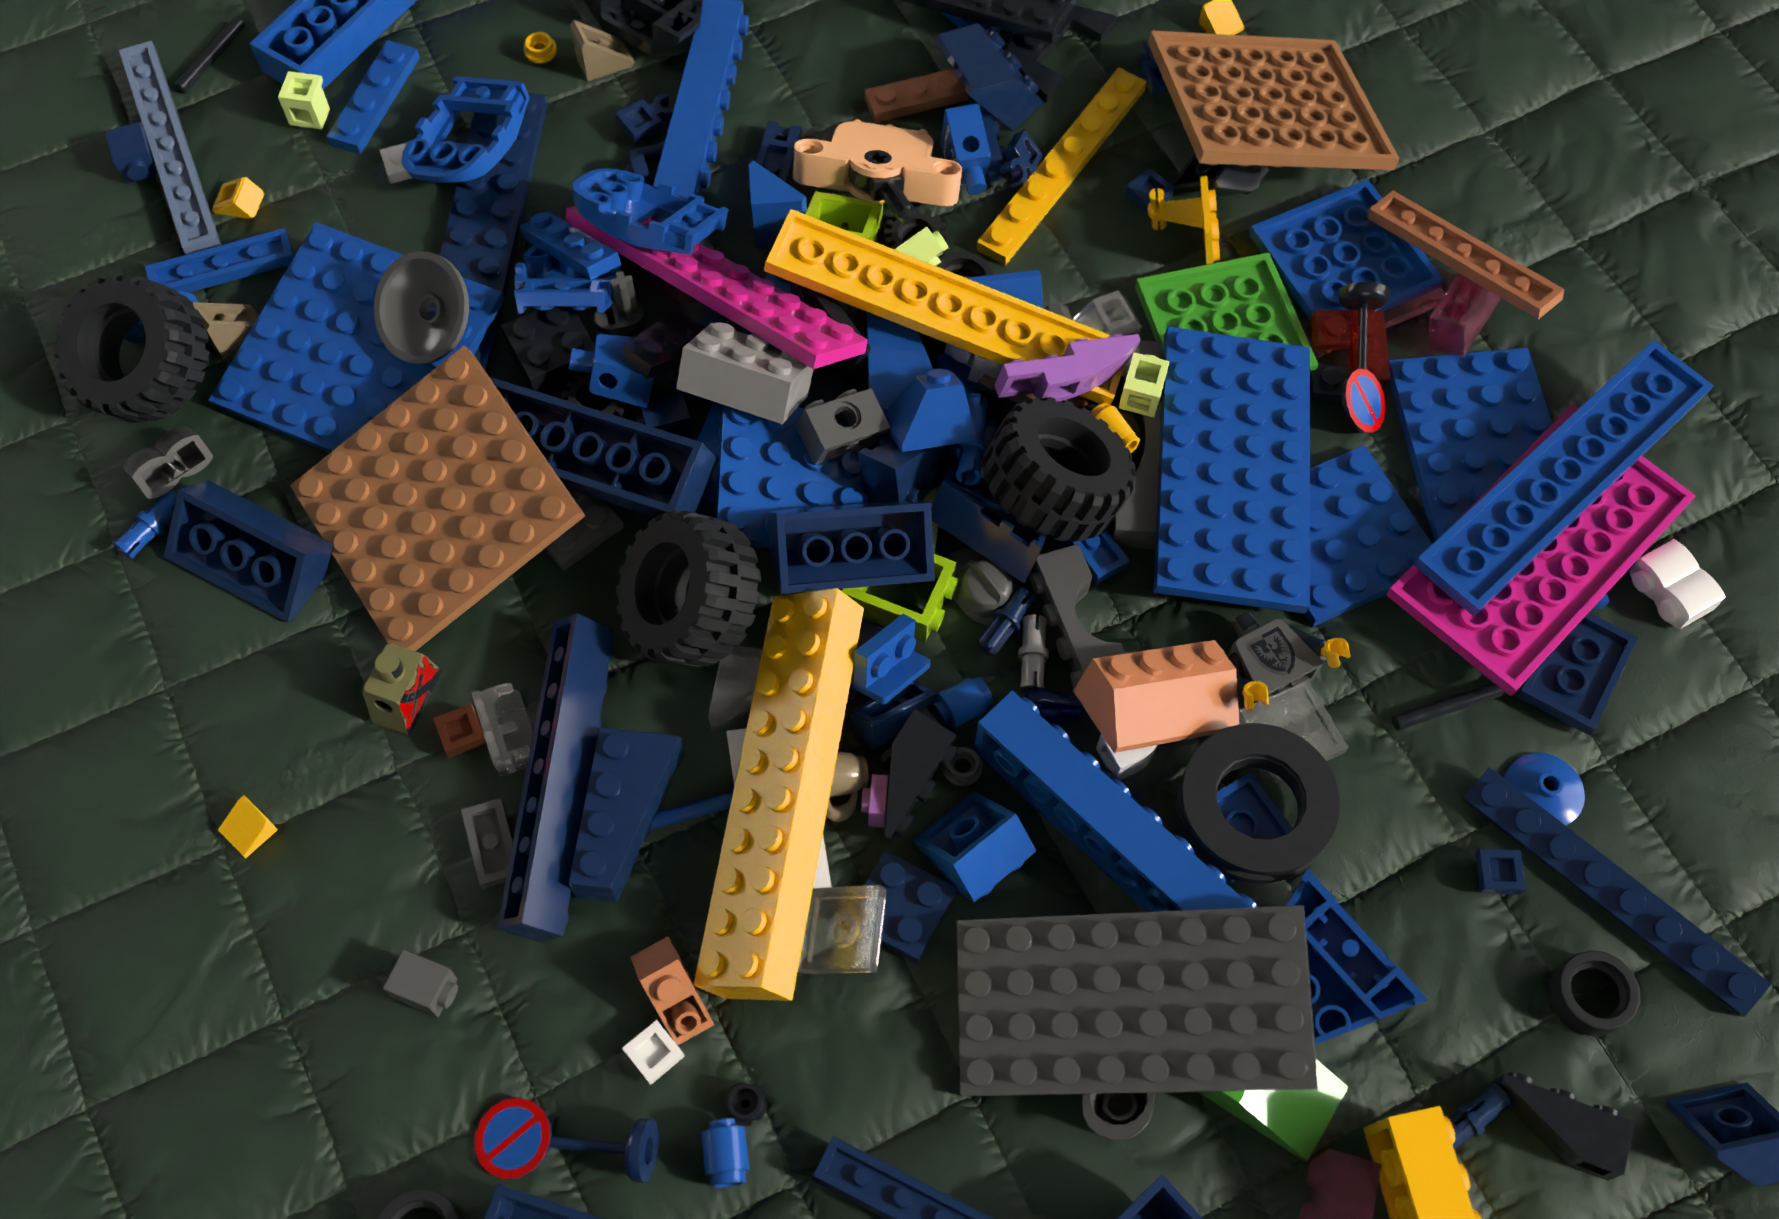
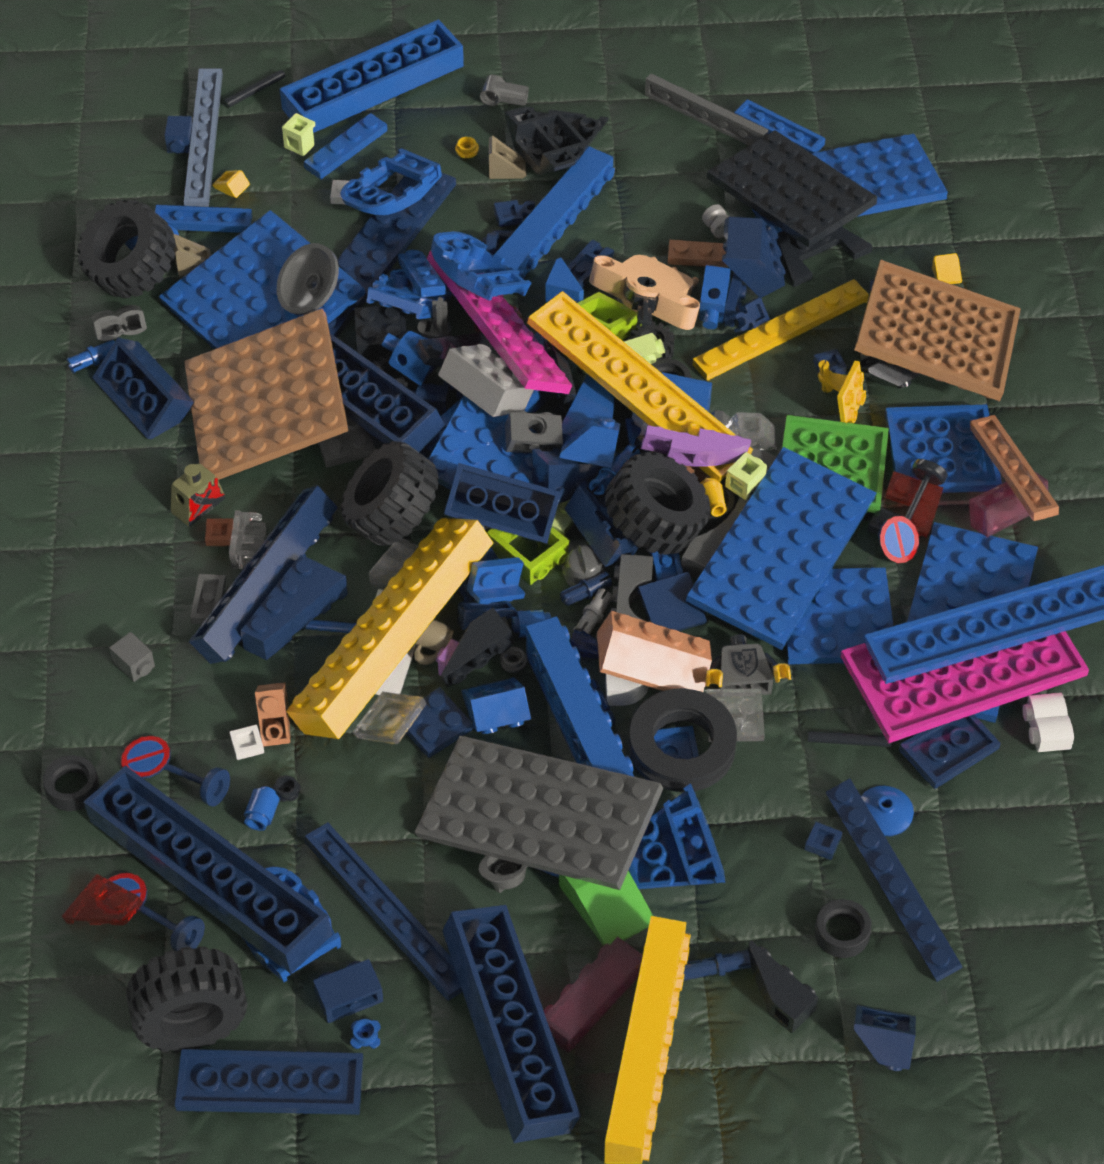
camera: 25 degrees right, 10 degrees down
(246, 827) = (73, 540): yellow slope -> none
(914, 45) = (715, 218): none -> light grey wheel
(1127, 605) = (667, 604): none -> dark blue tile

